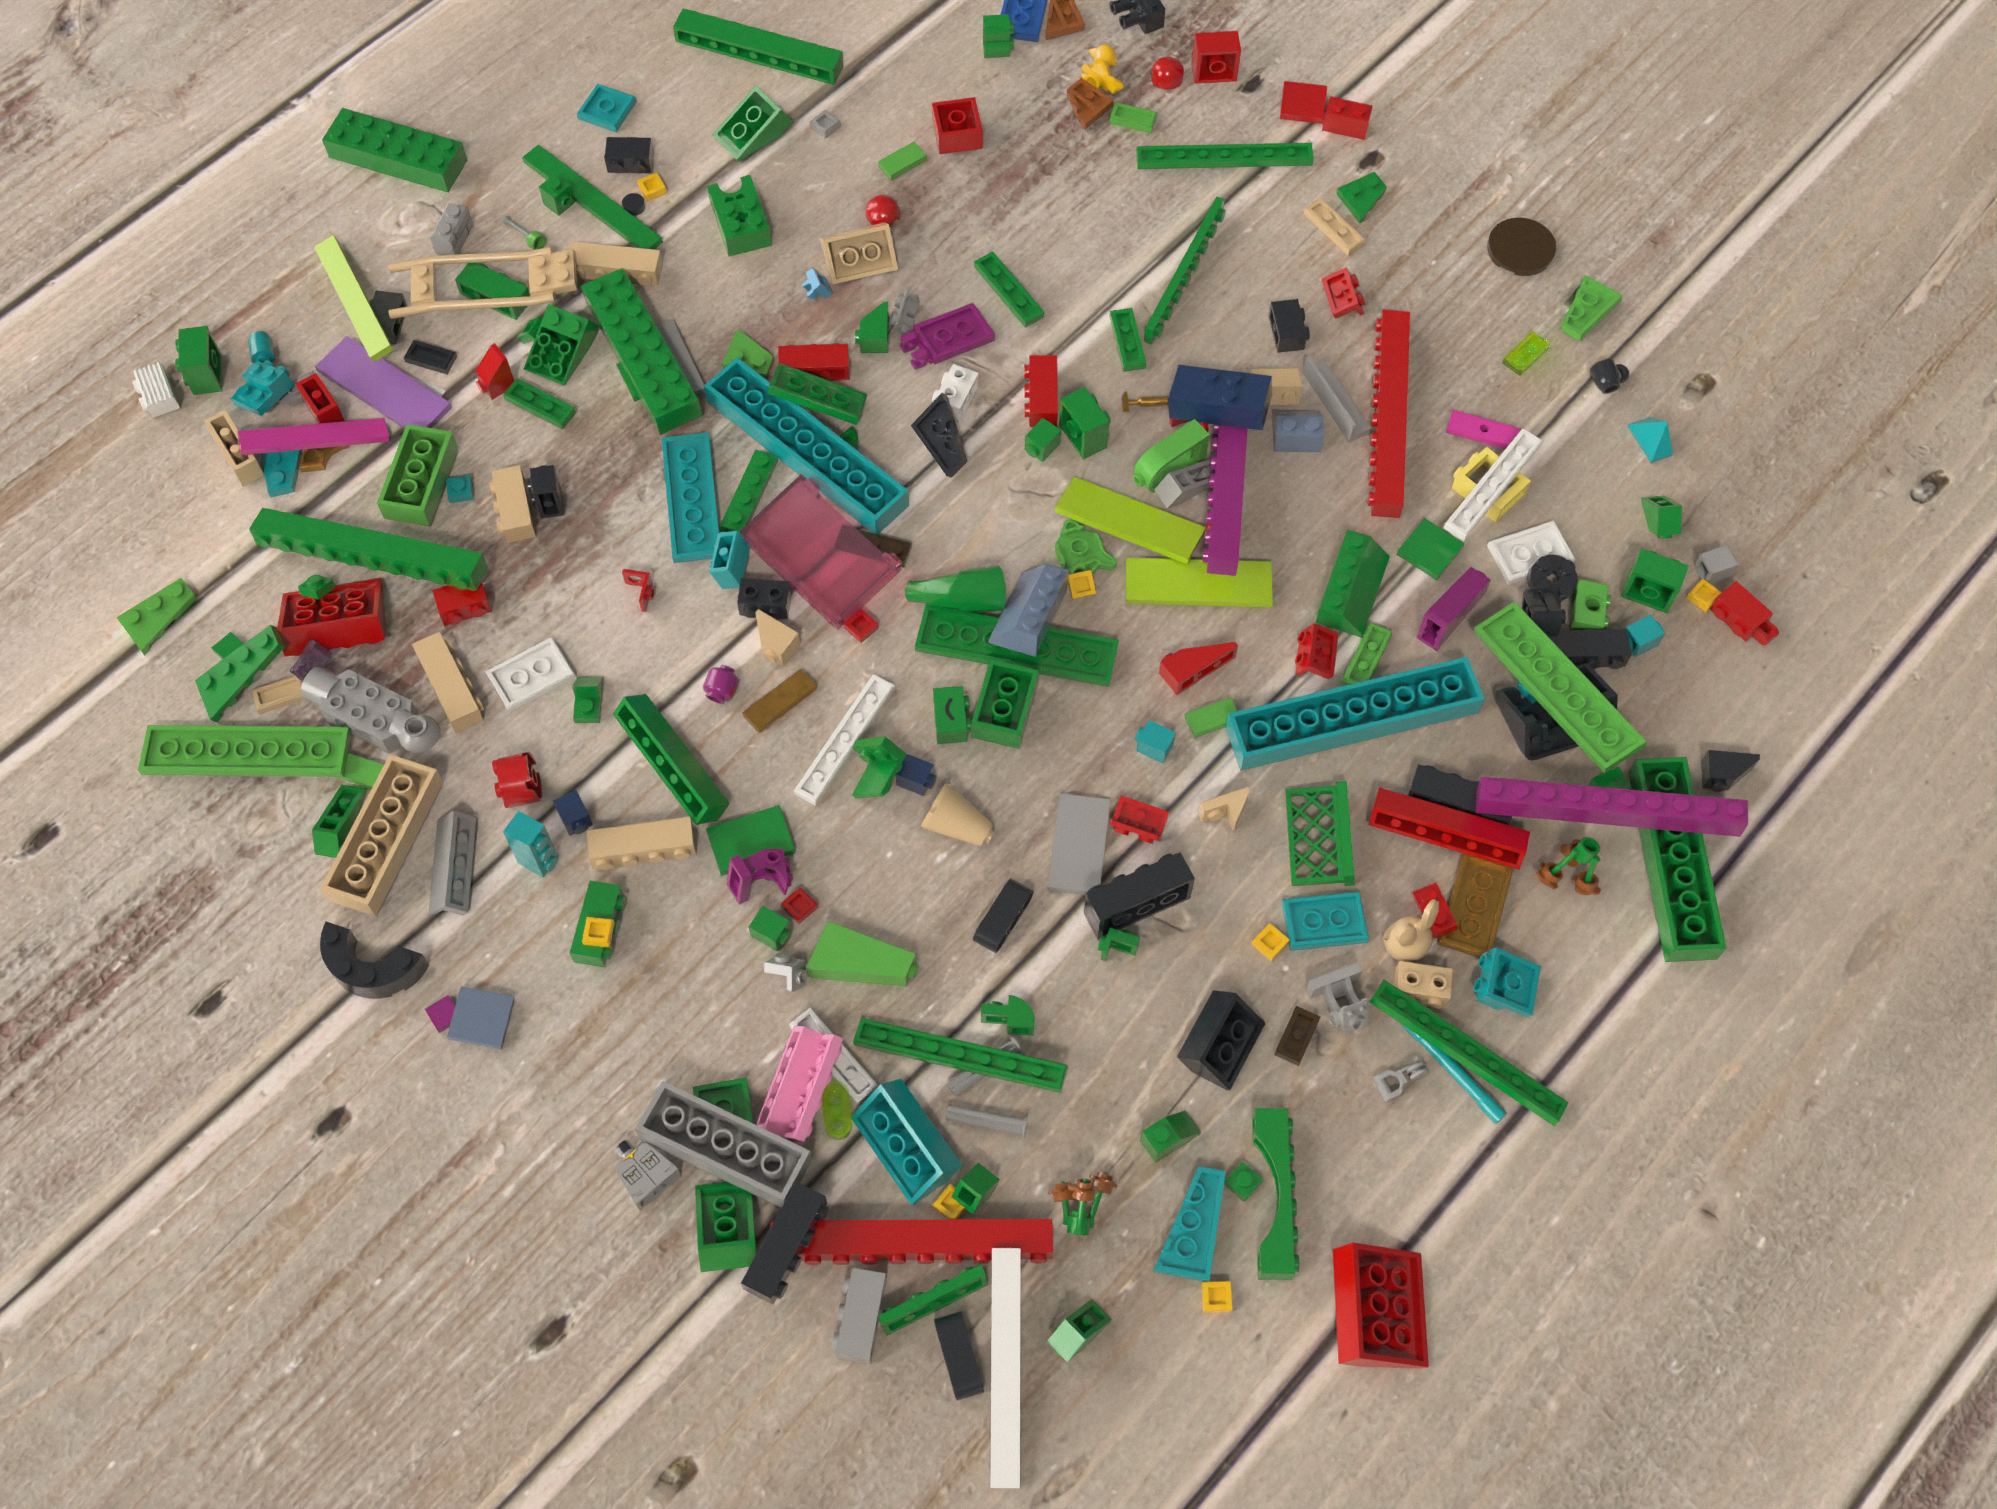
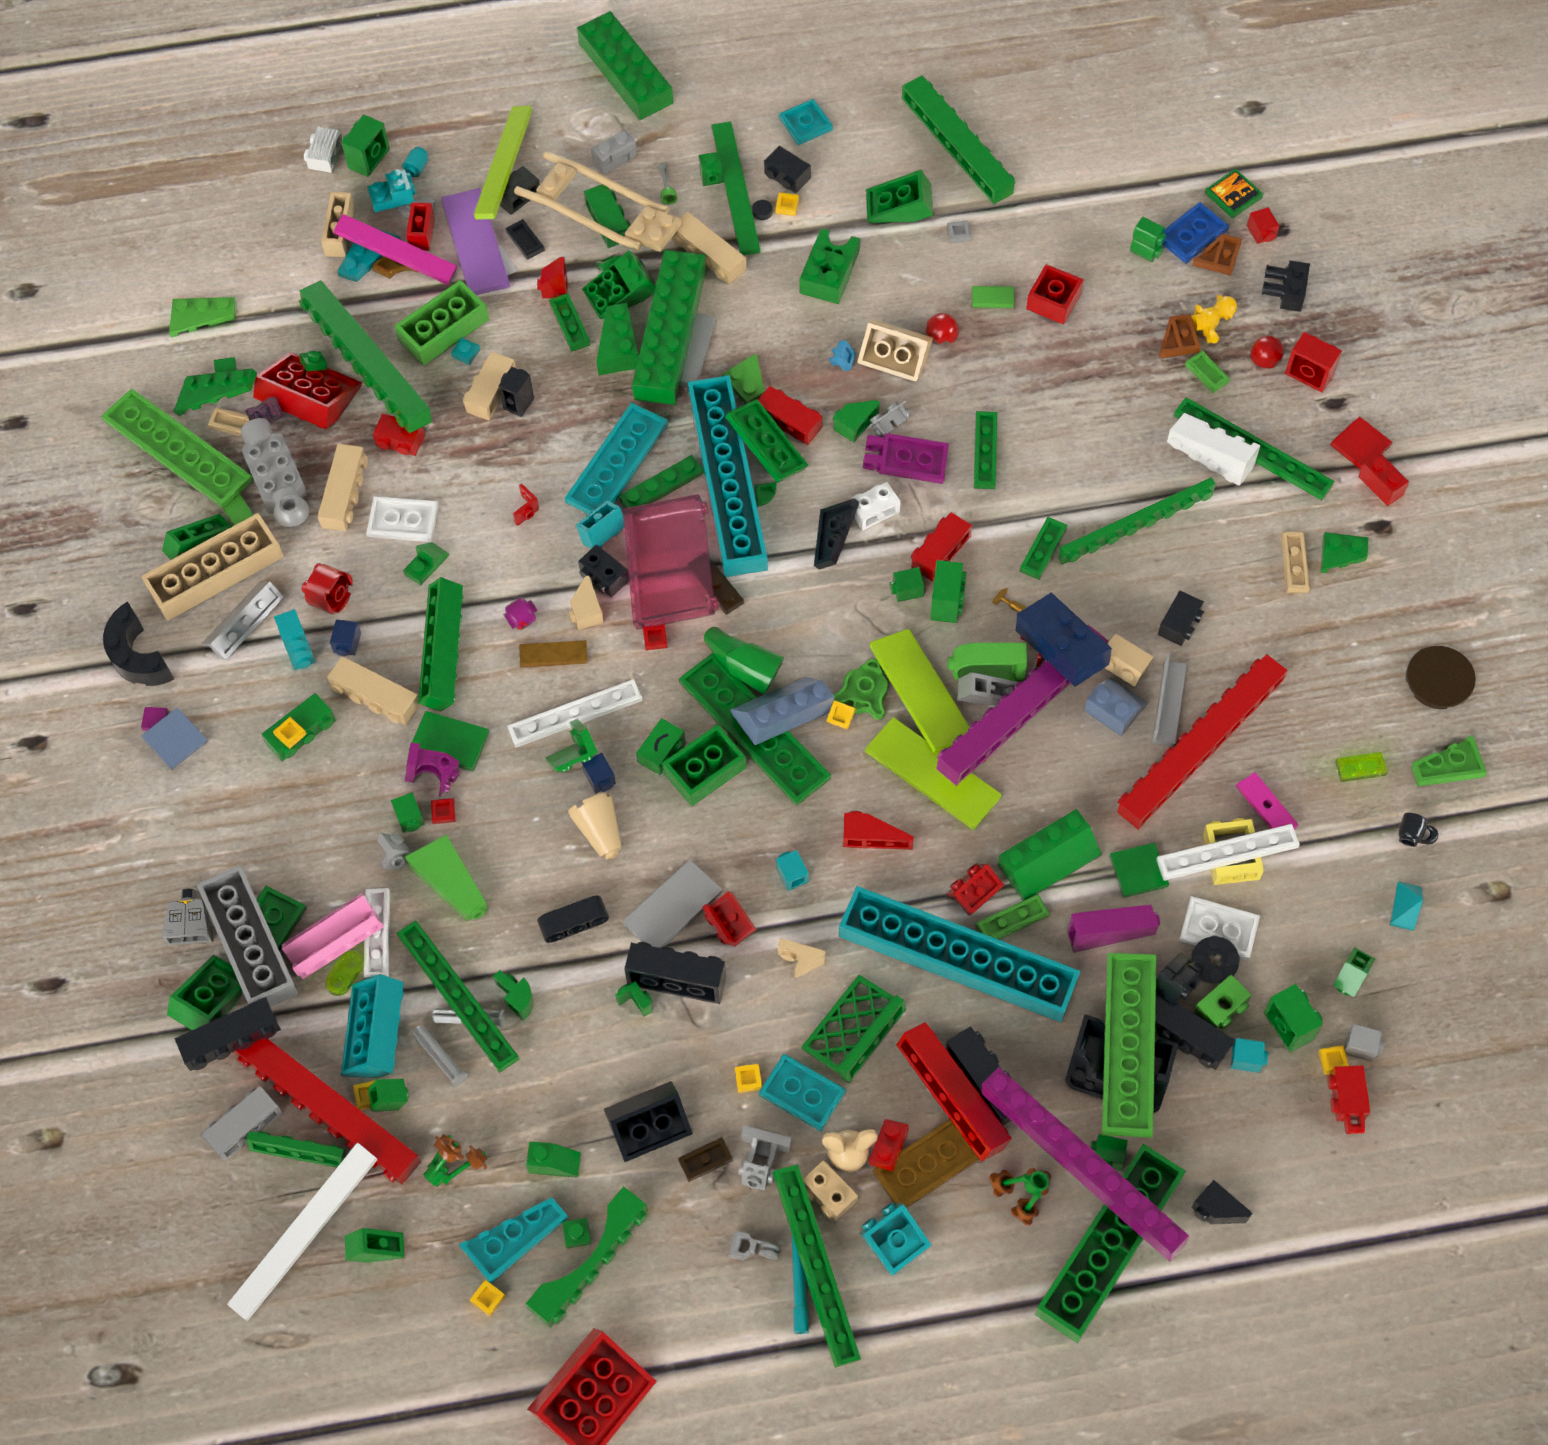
camera: 40 degrees right, 0 degrees up
(602, 391) = (617, 342): none -> green wedge
(959, 1356) = (281, 1200): black beam -> none
(1197, 172) = (1214, 448): none -> white wedge
(1209, 717) = (846, 880): bright green tile -> none
(1343, 293) = (1251, 621): red bracket -> none

